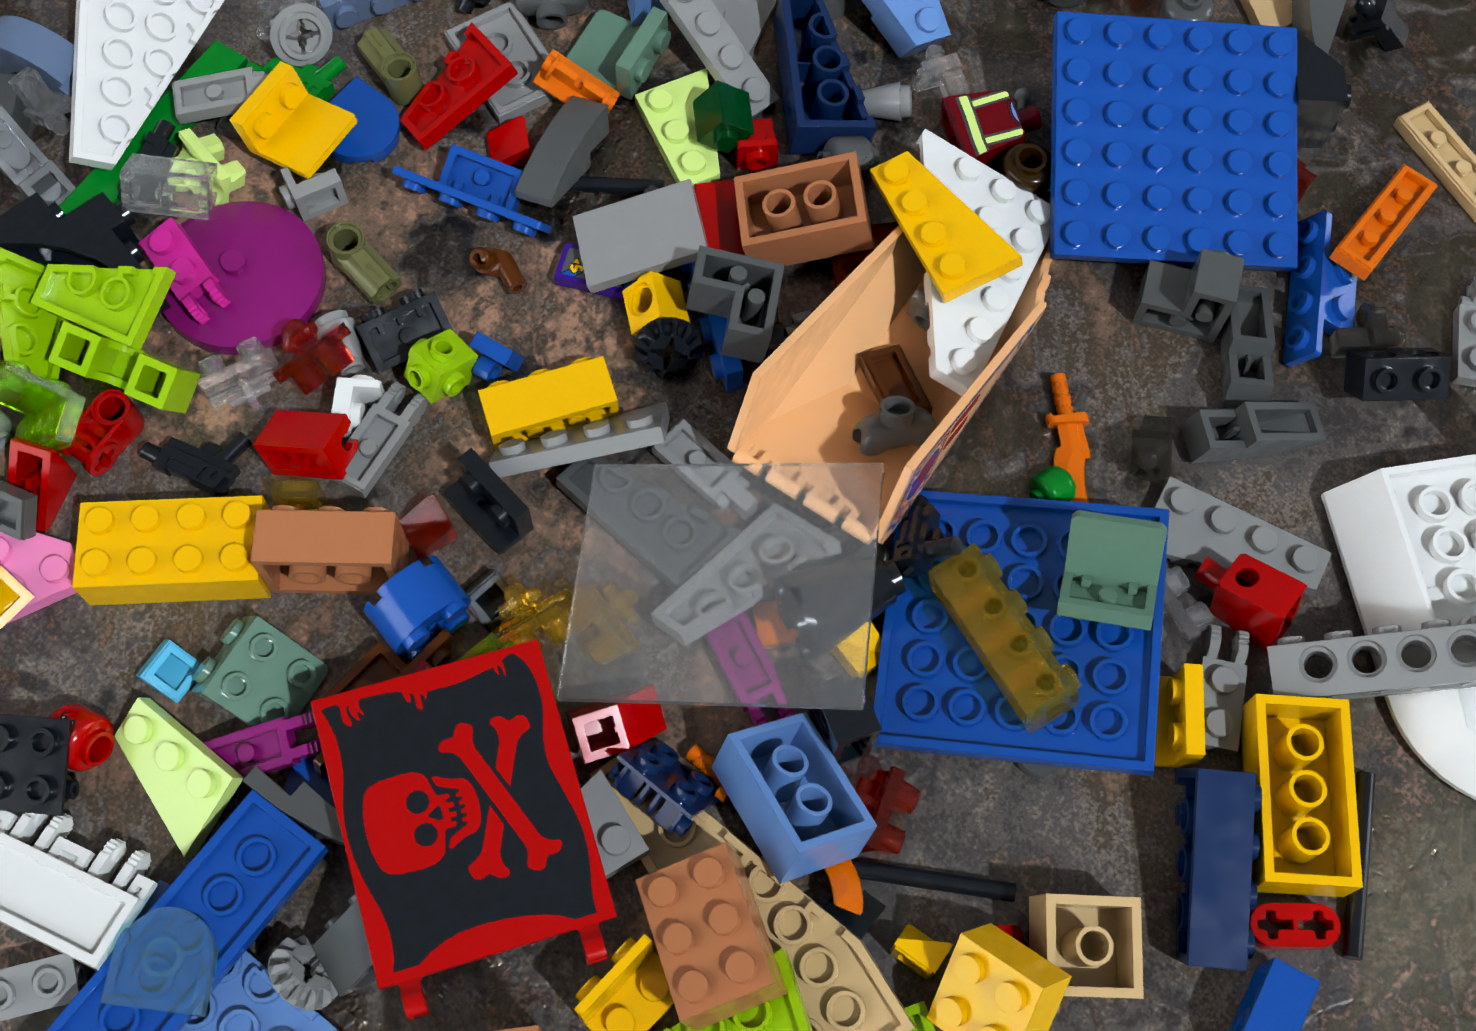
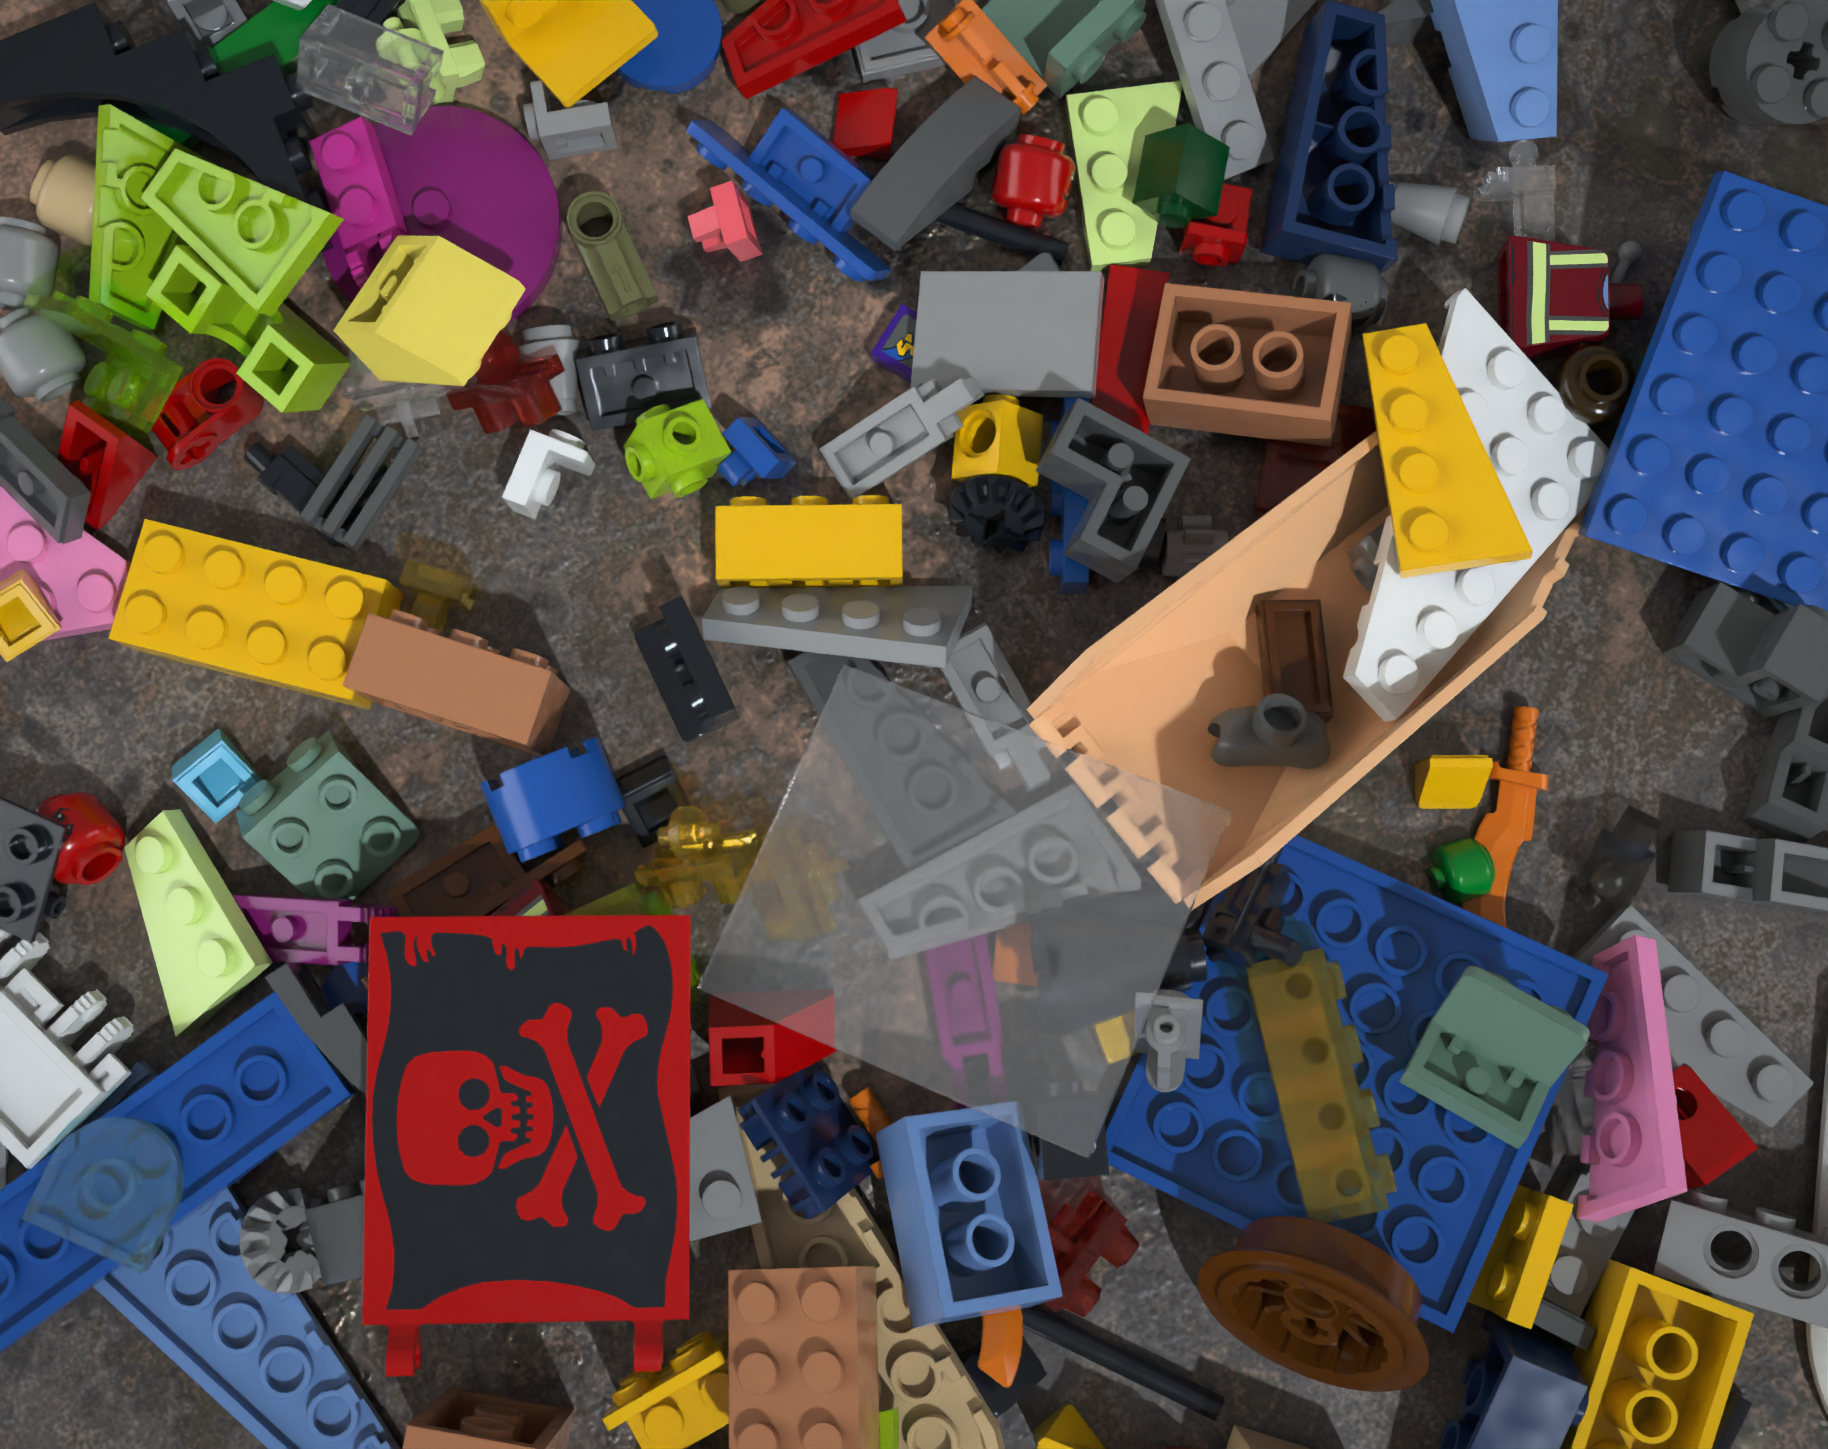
camera: 15 degrees right, 15 degrees up
(212, 438) = (340, 472): none -> dark grey tile
(248, 315) = (428, 312): none -> light yellow slope
(306, 444) = (466, 514): red hinge -> none
(380, 438) = (562, 530): light grey hinge -> none
(428, 527) = (599, 675): clear red slope -> none
(434, 224) = (727, 223): none -> coral tile
(498, 264) = (800, 309): reddish brown arm -> none
(588, 315) = (898, 434): none -> light grey hinge
(628, 147) = (1032, 180): none -> red head
(893, 633) = (1170, 1037): none -> light grey hinge
(1024, 431) = (1451, 781): none -> yellow slope
(1053, 762) = (1319, 1304): none -> reddish brown piece
(1213, 578) = (1635, 1120): none -> bright pink wing
(1224, 756) = (1564, 1324): none -> dark grey tile

